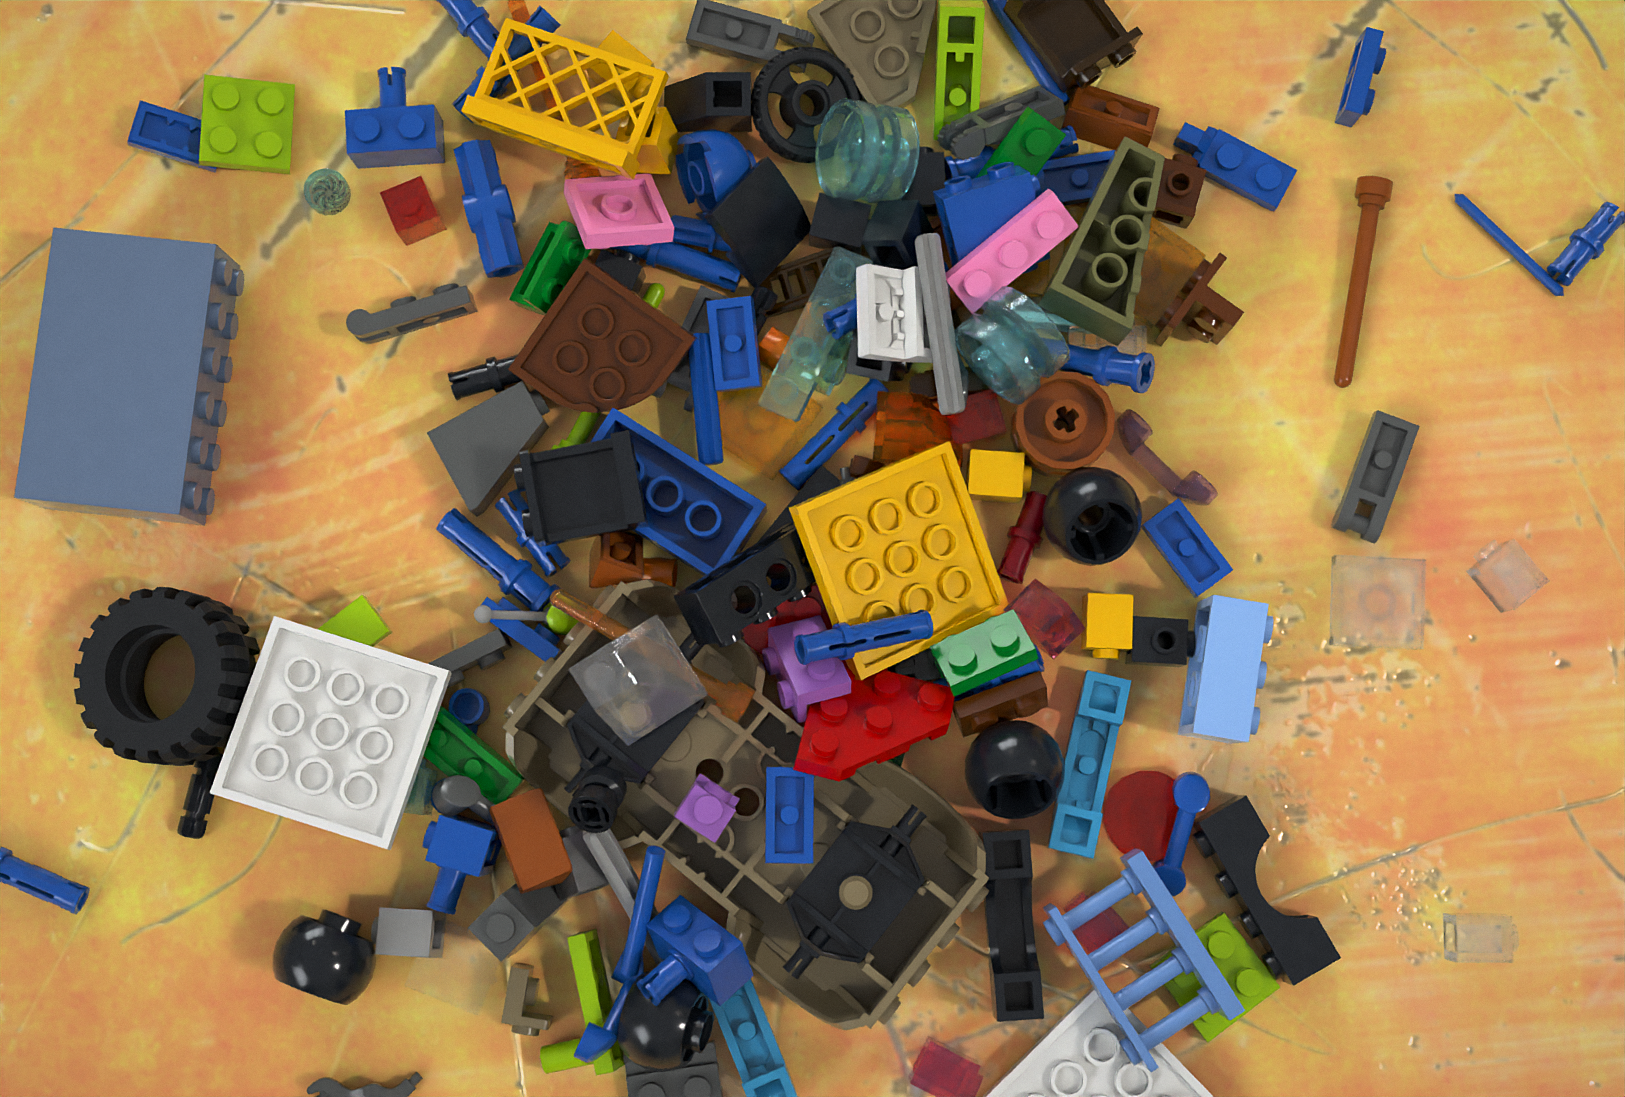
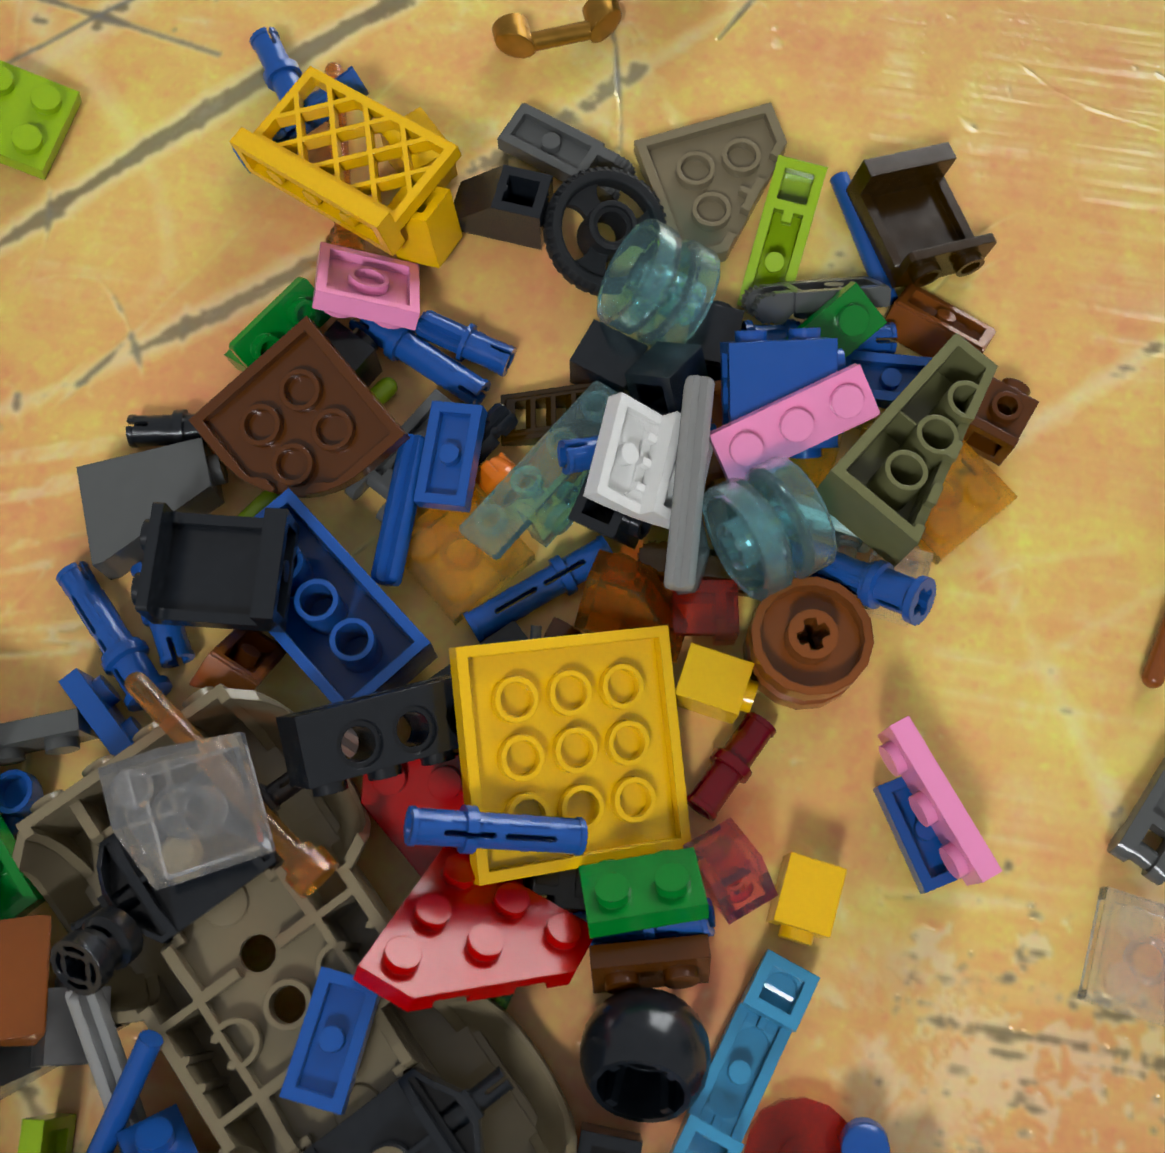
camera: 15 degrees right, 10 degrees down
(327, 191) = (74, 204): clear light blue tile -> none
(394, 131) = (161, 156): blue brick -> none
(411, 314) = (112, 343): dark grey plate -> none
(413, 210) = (151, 238): clear red brick -> none
(488, 208) = (233, 257): blue piece -> none
(551, 617) = (56, 683): hinge -> none
(661, 570) = (290, 691): orange hose -> none
(707, 808) = (227, 1000): medium lavender brick -> none
(711, 166) = (488, 274): blue cylinder -> none
(760, 221) = (518, 333): black slope -> none
(799, 683) = (415, 869): medium lavender bracket -> none
(1102, 511) = (829, 778): black wheel -> none
(1133, 434) = (889, 676): bar -> none
(1160, 642) = (868, 938): black brick -> none
(1189, 526) = (937, 803): none -> bright pink plate
(1203, 309) = (1002, 549): reddish brown bracket -> none
(1225, 670) = (944, 997): light blue brick -> none
(1237, 165) = (1073, 410): blue hinge -> none

